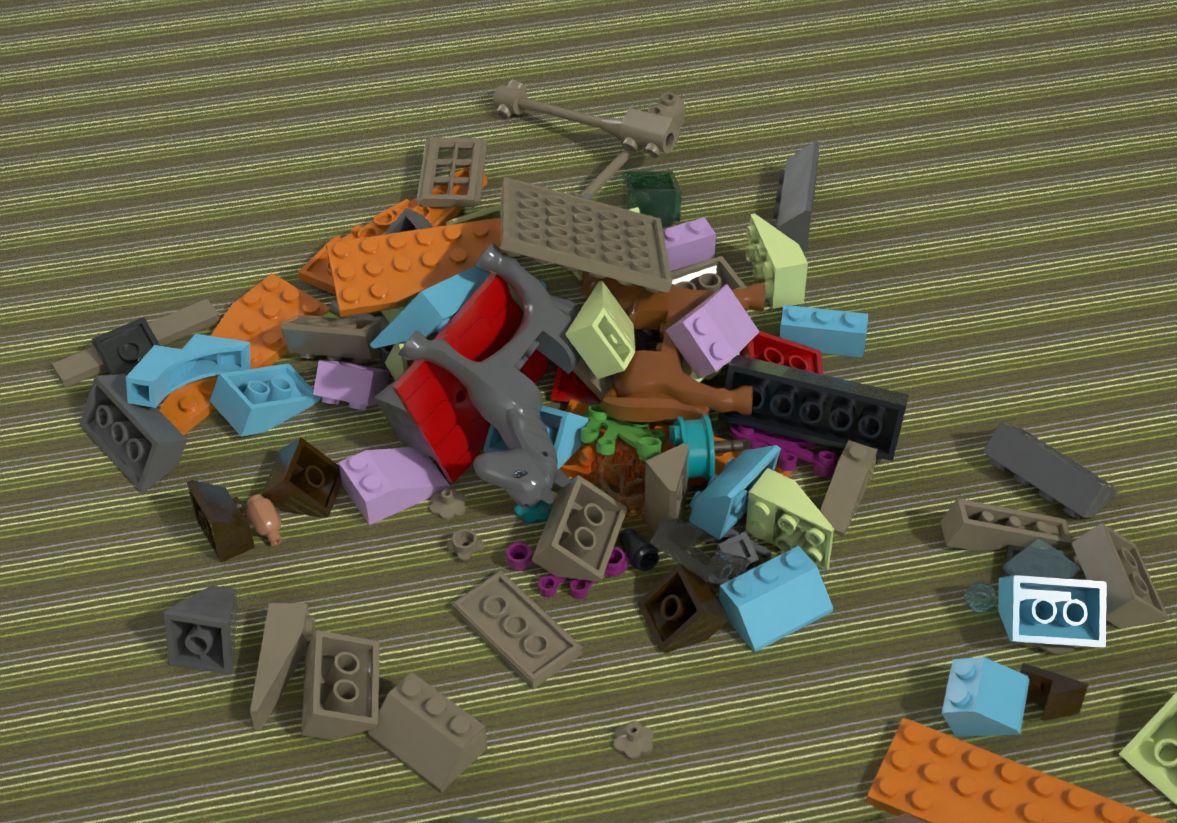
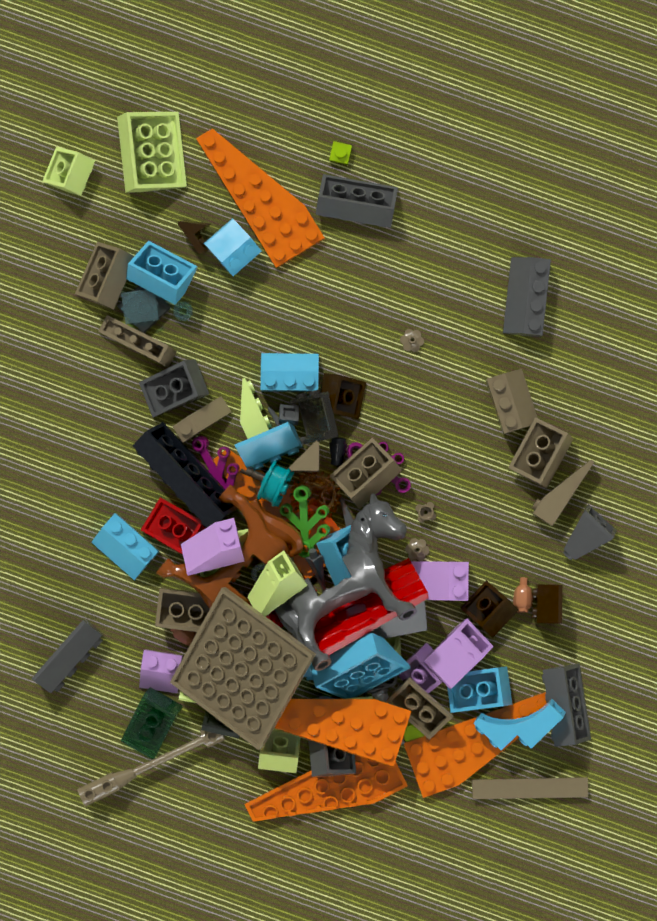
camera: 150 degrees left, 40 degrees up
(125, 346) = (539, 775): pearl dark grey tile -> none
(316, 403) = (458, 653): none -> lavender slope
(431, 161) = (251, 807): dark tan piece -> none
(517, 629) = (430, 441): dark tan tile -> none
(571, 403) = (316, 564): none -> dark grey piece
(636, 129) = (131, 773): dark tan bar -> none
(776, 263) = (123, 602): yellowish green slope -> none
(909, 506) = (174, 387): none -> dark grey slope
(1049, 471) = (82, 363): dark grey slope -> none

